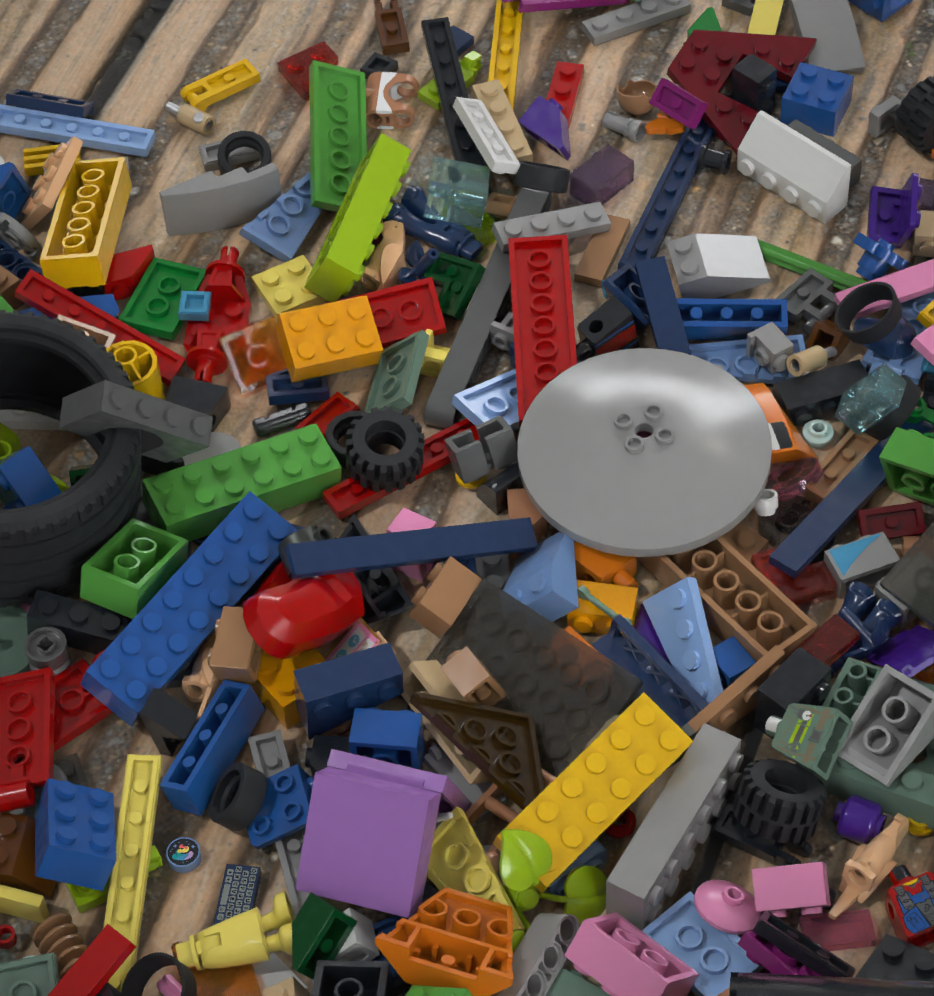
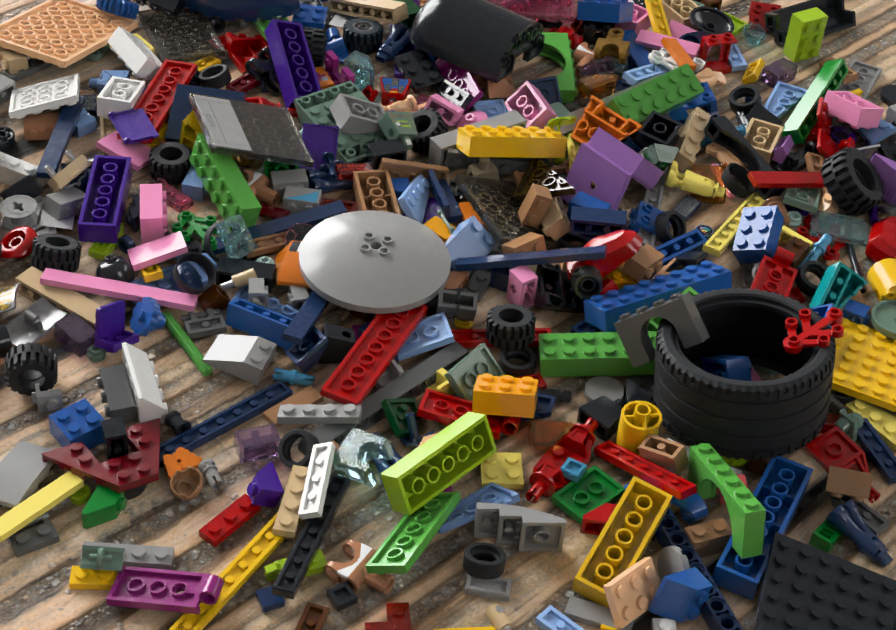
camera: 160 degrees left, 10 degrees down
(678, 103) = (173, 450): magenta plate -> none

